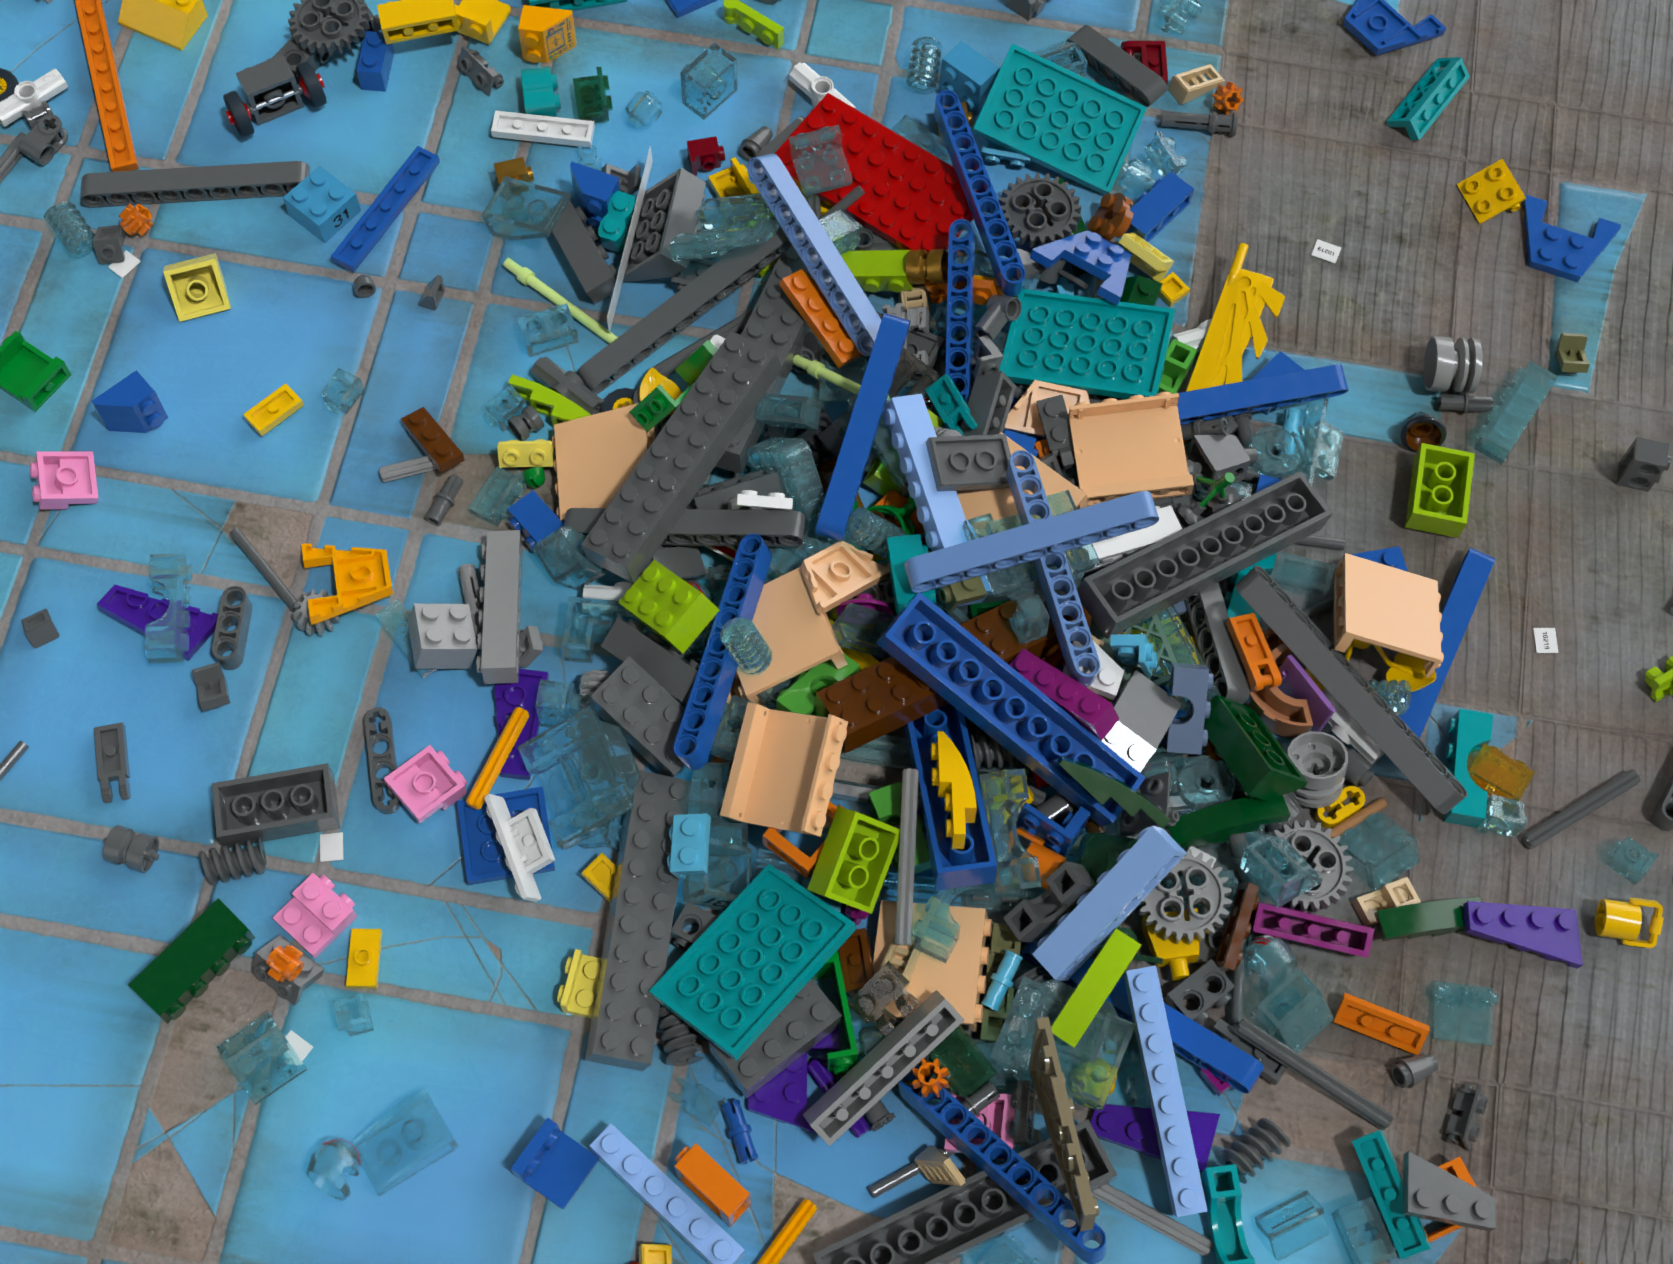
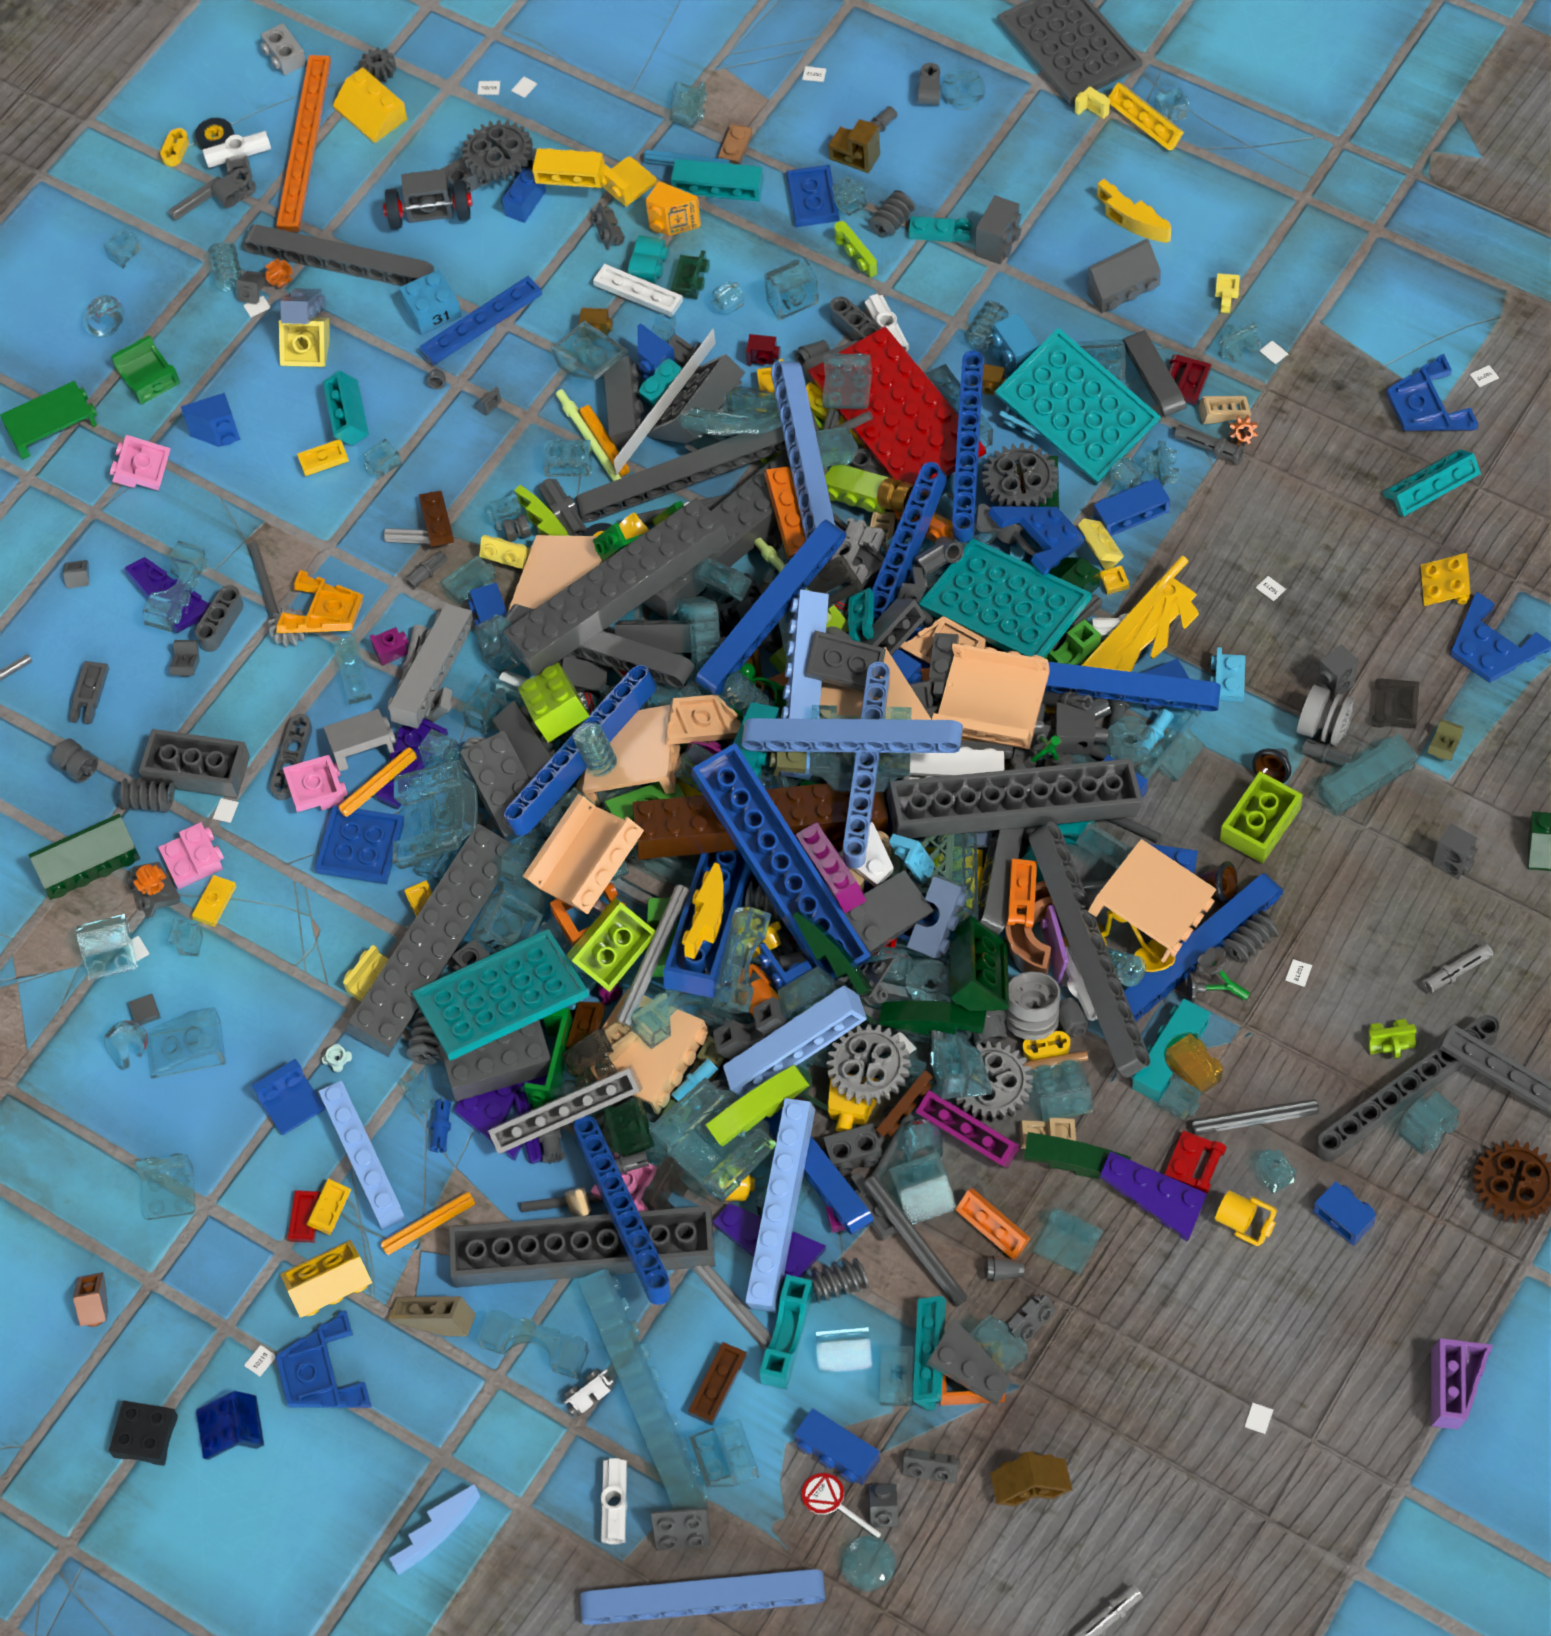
camera: 30 degrees right, 5 degrees down
(182, 248) = (302, 306): none -> sand blue arch
(278, 347) = (345, 408): none -> teal brick
(337, 1117) = (144, 1009): none -> dark grey tile
(432, 595) = (389, 645): none -> magenta brick
(442, 636) = (374, 673): light grey brick -> none
(453, 713) = (358, 735): none -> light grey panel
(523, 844) = (366, 852): white bracket -> none
(534, 477) = (505, 573): green hinge -> none
(576, 297) = (602, 436): none -> light orange axle
(582, 1086) = (334, 1051): none -> light aqua plate
(689, 844) = (489, 891): medium azure bracket -> none
(712, 1184) = (398, 1153): orange window -> none
(751, 501) = (652, 638): white plate -> none
(784, 97) = (851, 319): none -> dark grey beam
(933, 1085) = (595, 1127): orange gear -> none
(1030, 619) = (829, 799): clear light blue brick -> none
(1058, 1115) = (678, 1176): dark tan wing -> none
(1100, 845) = (805, 992): none -> clear light blue brick
(1112, 216) = (1085, 503): dark orange plate -> none
(1214, 13) = (1273, 352): none -> white sticker
(1331, 349) = (1229, 674): none -> medium azure bracket
(1431, 567) = (1224, 879): none -> reddish brown hat
(1442, 314) = (1338, 671): none -> dark grey brick
(1460, 1159) = (1000, 1344): none -> clear light blue bracket
(1478, 661) = (1212, 963): none -> dark grey plant
(1488, 619) = (1250, 936): none -> dark grey piece
(1512, 326) = (1404, 703): none -> clear smoke plate
(1536, 878) = (1187, 1157): none -> red plate

